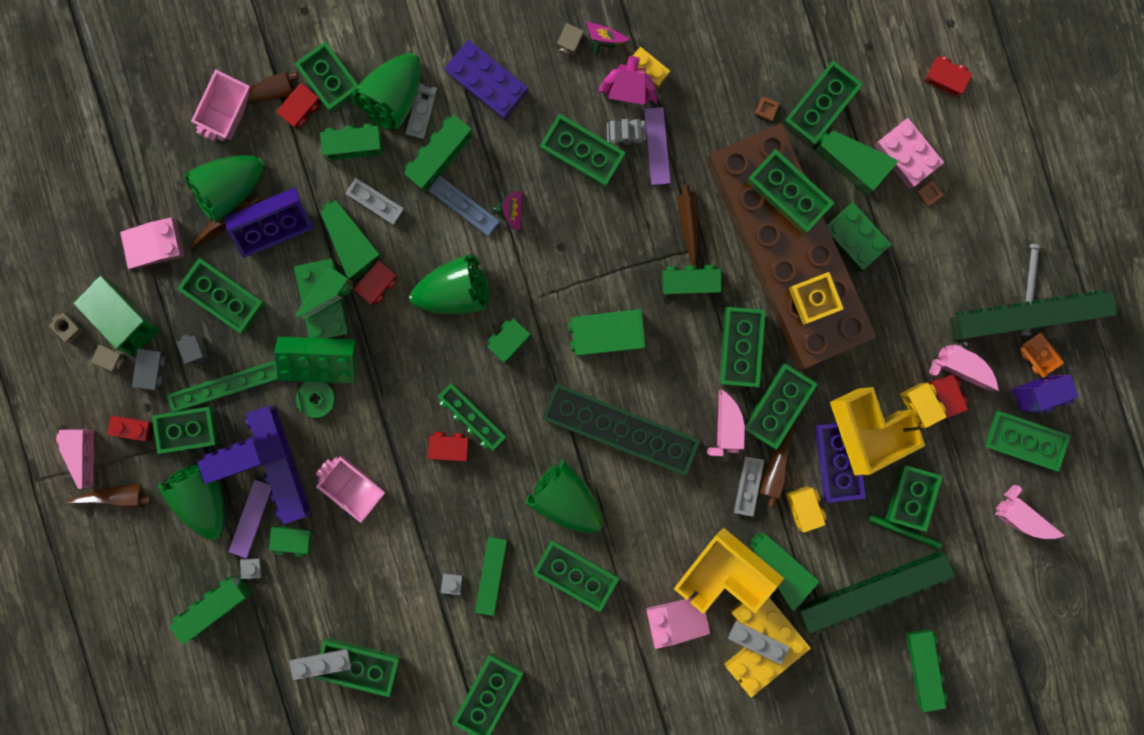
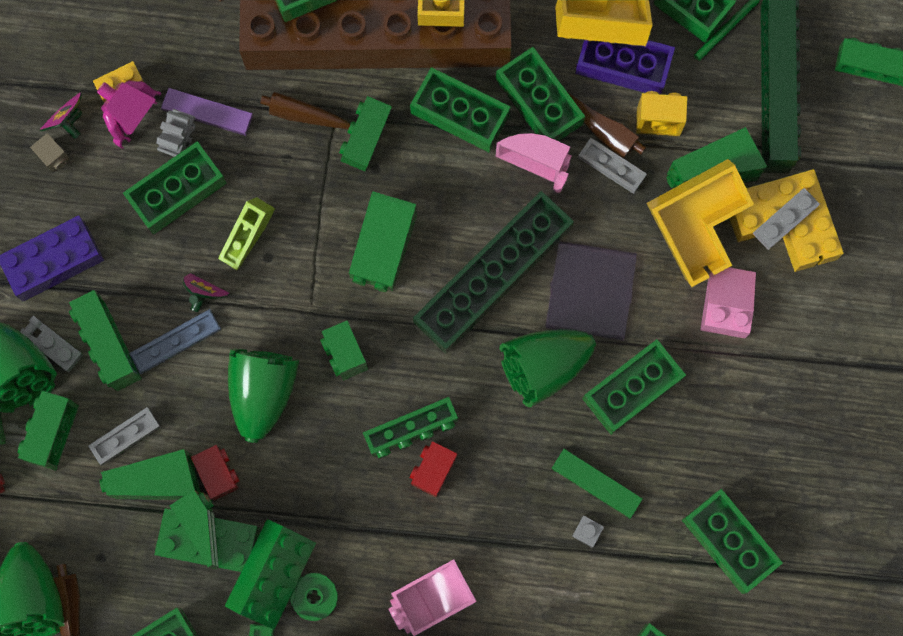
camera: 70 degrees left, 10 degrees down
(269, 222) = (92, 562): dark purple brick -> none
(572, 222) = (246, 232): none -> lime slope
(641, 510) = (591, 290): none -> clear purple piece

